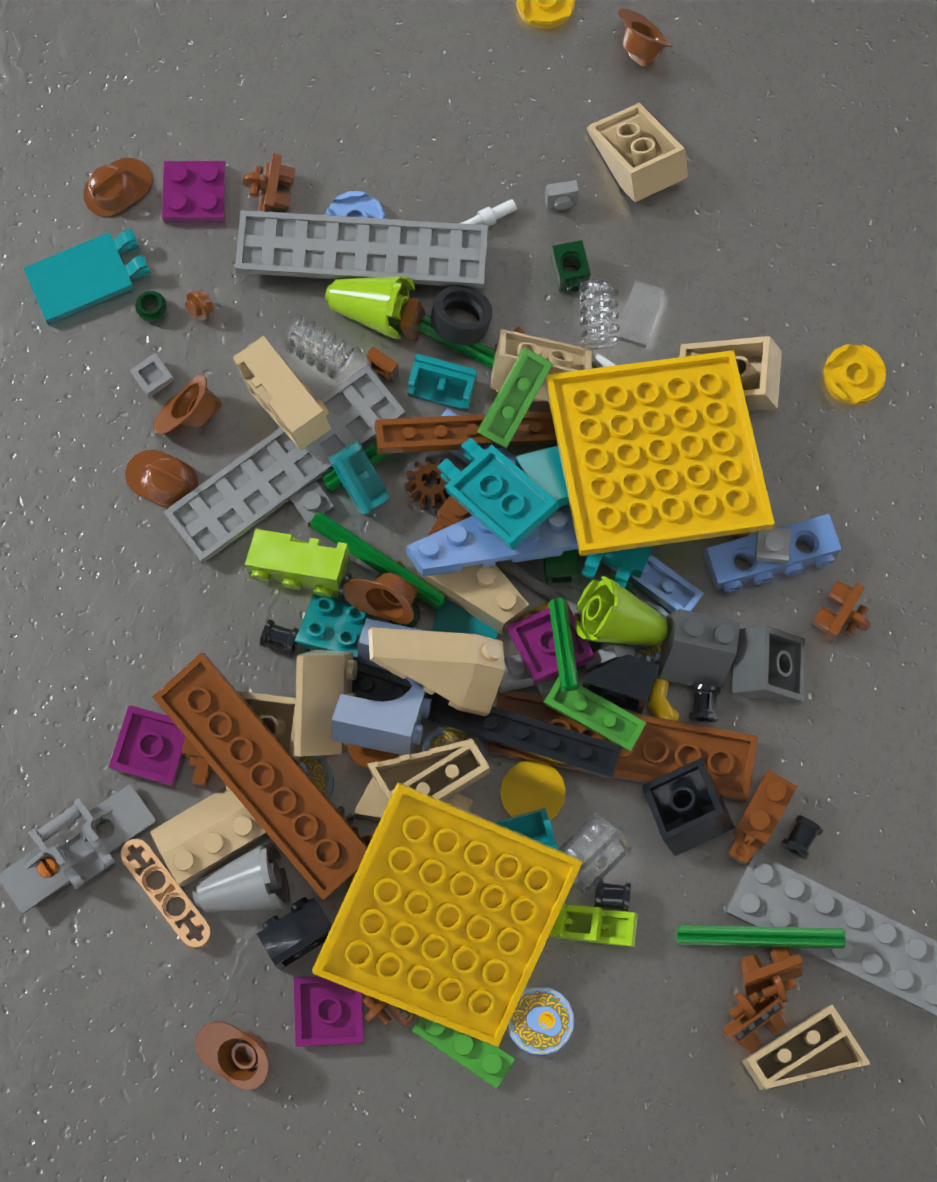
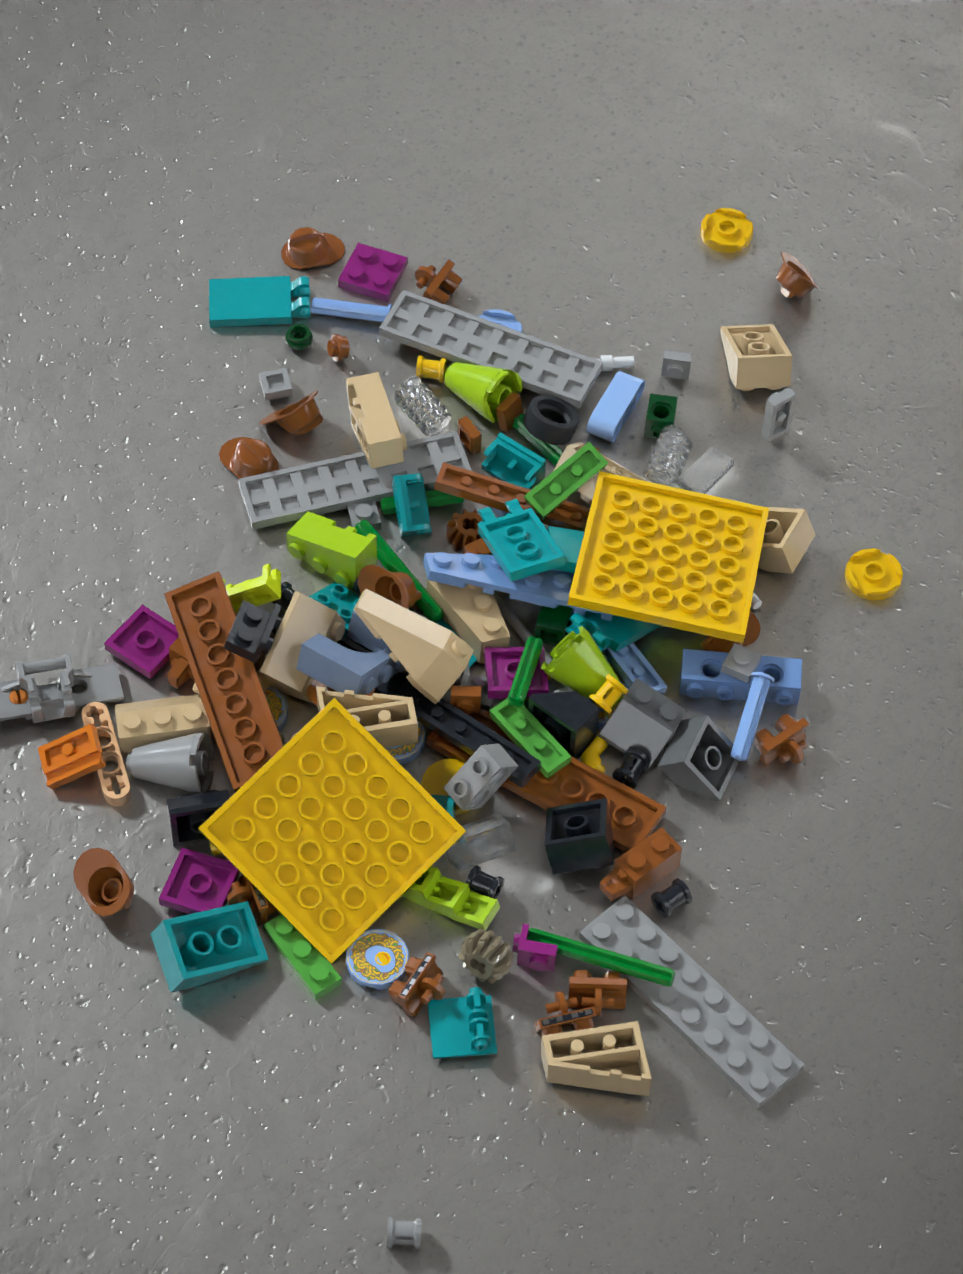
camera: 20 degrees right, 20 degrees down
(134, 917) = (71, 756): none -> orange plate
(192, 250) = (349, 309): none -> light blue axle
(236, 644) = (256, 590): none -> neon yellow hinge
(269, 714) = (252, 631): none -> black bracket
(308, 295) = (431, 368): none -> yellow bush
(370, 1082) = (208, 945): none -> teal slope
(513, 696) = (466, 698): none -> dark orange plate
(518, 270) = (615, 406): none -> light blue beam
(569, 788) = (480, 776): none -> light grey brick
(600, 1036) = (422, 985): none -> dark orange hips
(651, 982) = (486, 955): none -> dark tan gear
(654, 1063) = (462, 1026): none -> teal hinge
(660, 641) = (600, 698): none -> yellow bush
(692, 221) = (778, 413): none -> light grey plate
(699, 958) = (534, 954): none -> magenta bracket
(804, 601) = (751, 715): none -> light blue axle

